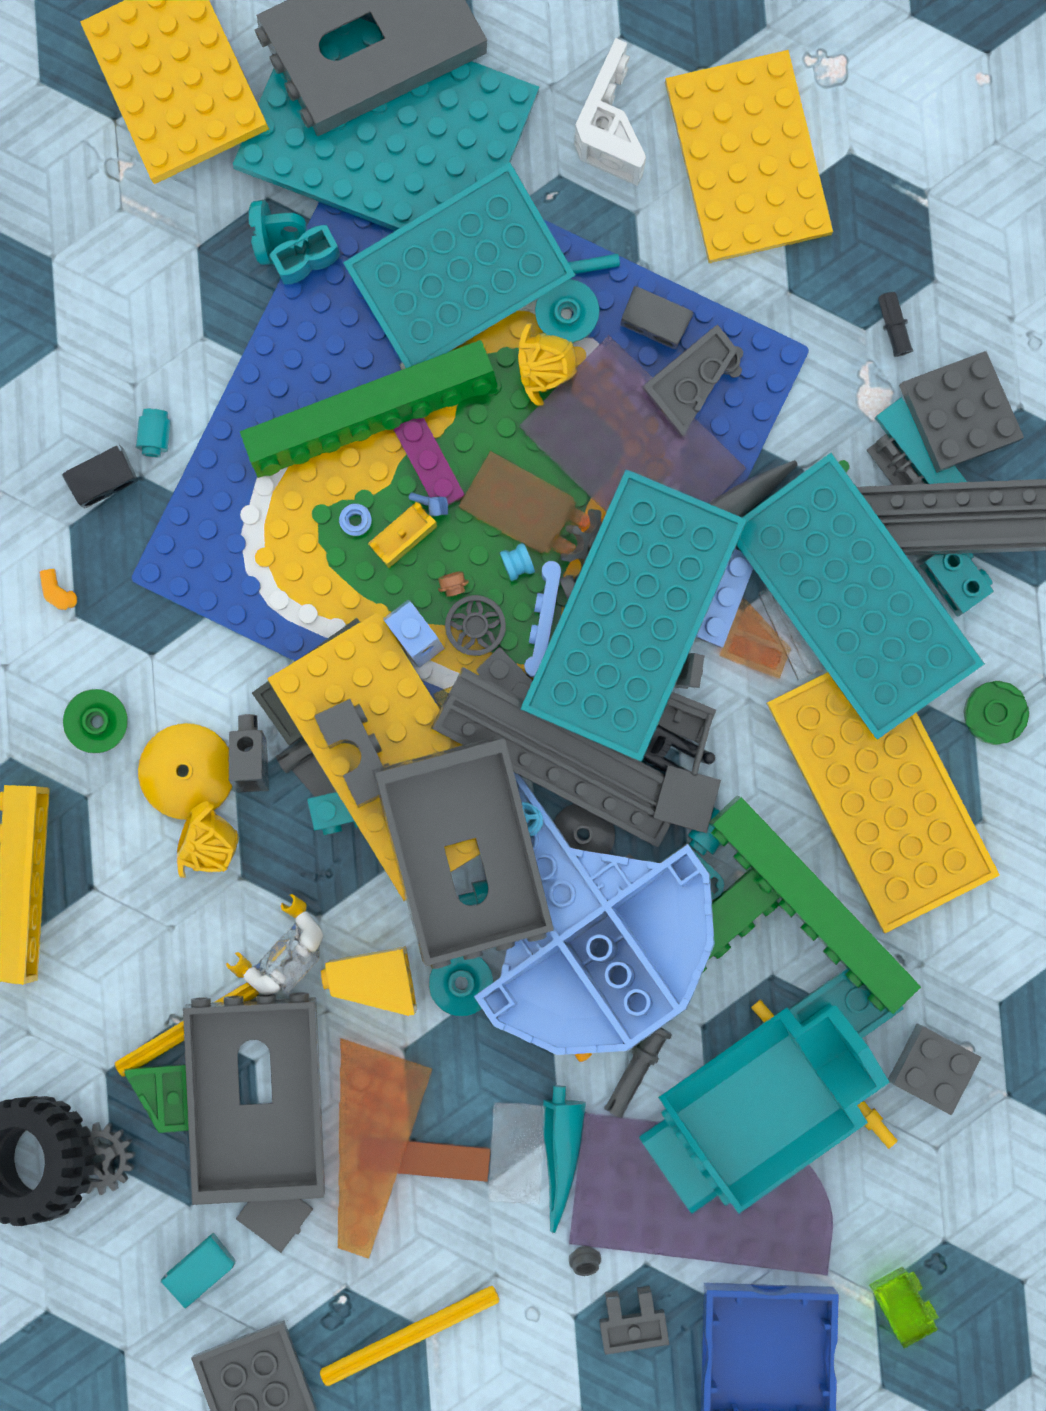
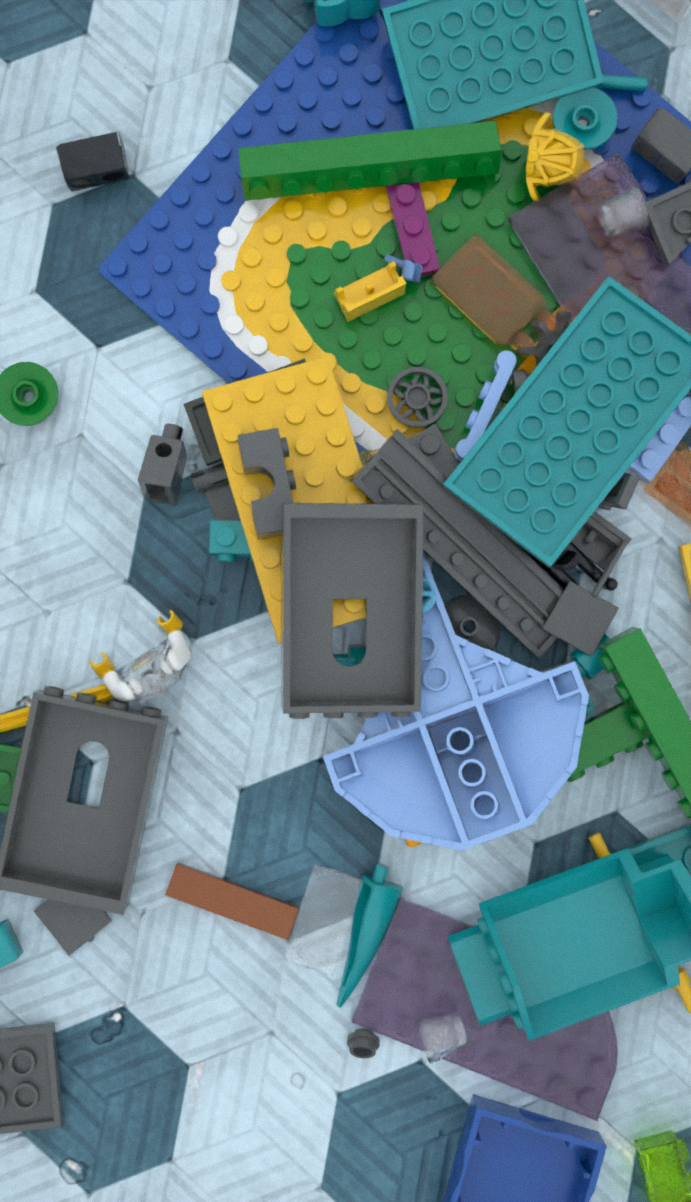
camera: 10 degrees right, 0 degrees up
(53, 593) = (20, 263): light orange arm -> none
(153, 432) = (155, 133): teal brick -> none
(206, 841) = (101, 537): yellow piece -> none
(207, 763) = (102, 488): yellow dish -> none
(348, 512) = (327, 256): light blue plate -> none
(373, 979) = (228, 714): yellow slope -> none
(375, 1125) = (193, 855): clear orange wing -> none
(409, 1335) = (172, 1071): yellow axle -> none
(413, 633) = (356, 387): light blue torso -> none
(451, 998) = (303, 755): teal dish -> none
(452, 583) = (406, 350): nougat plate -> none
(517, 562) = (474, 345): medium azure wheel -> none
(626, 399) = (624, 212): none -> clear piece
(635, 1330) = (392, 1124): dark grey plate -> none
(643, 1056) = (460, 870): dark grey pin -> none
(656, 1231) = (441, 1035): none -> clear piece

